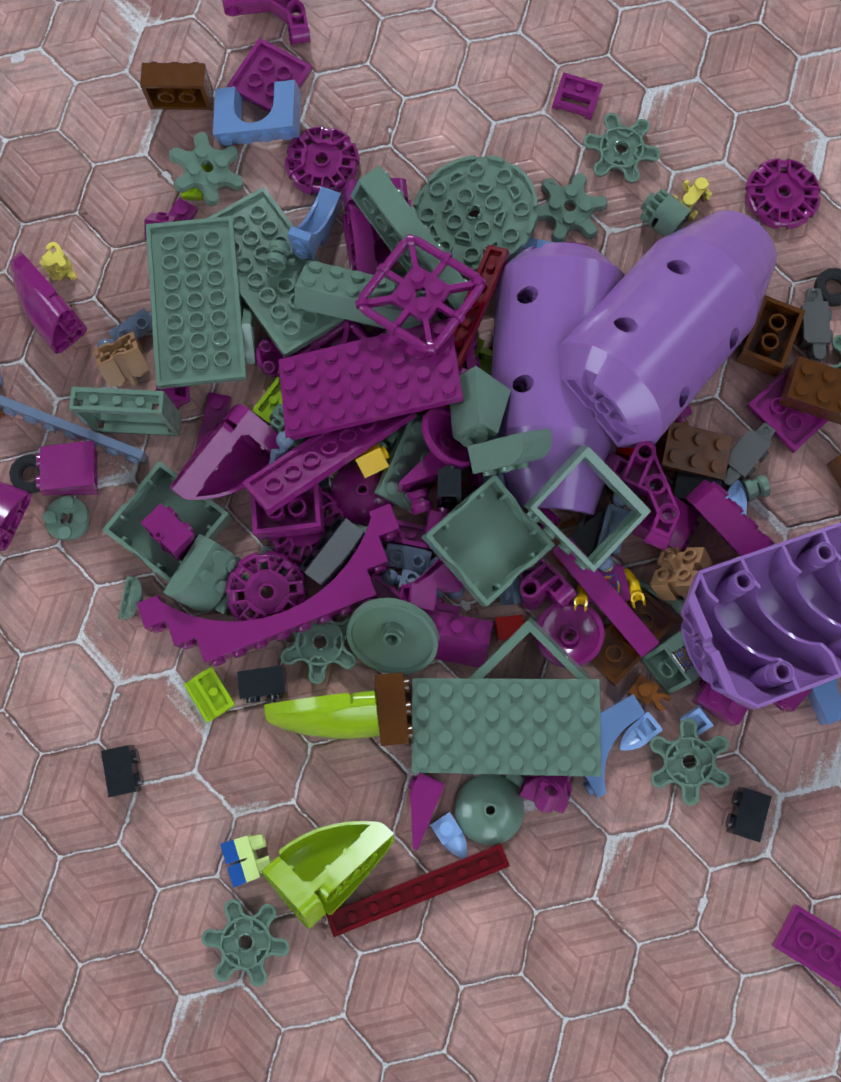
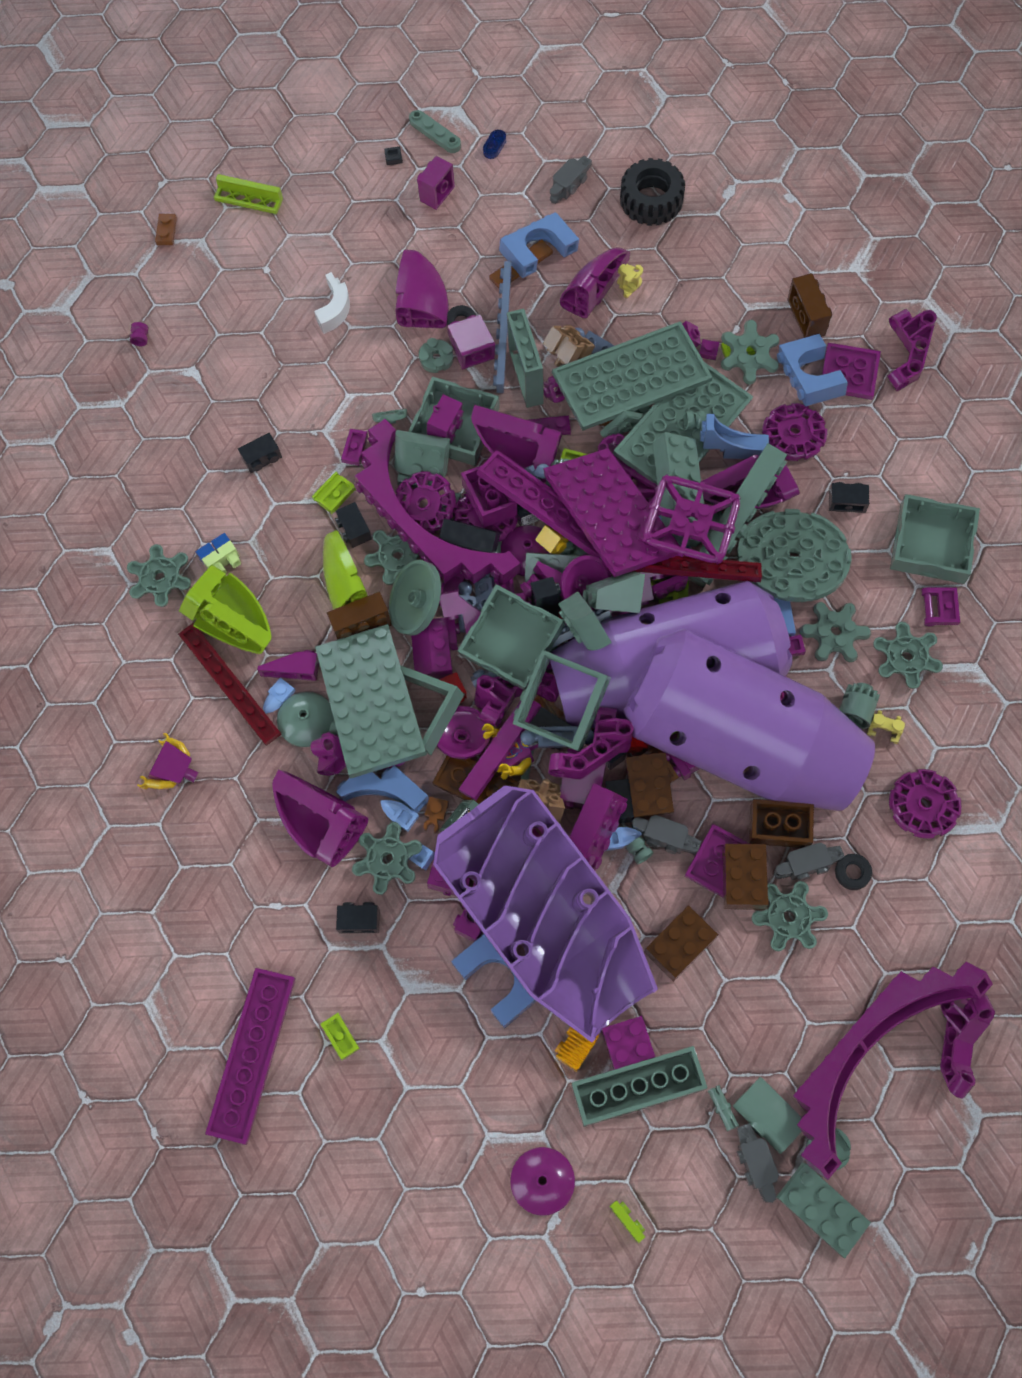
camera: 75 degrees right, 10 degrees down
(156, 652) = (354, 446): none -> magenta plate
(422, 135) = (849, 497): none -> black brick
(501, 71) = (935, 539): none -> sand green tile
(503, 988) = (170, 766): none -> magenta torso
(620, 829) = (316, 819): none -> magenta panel

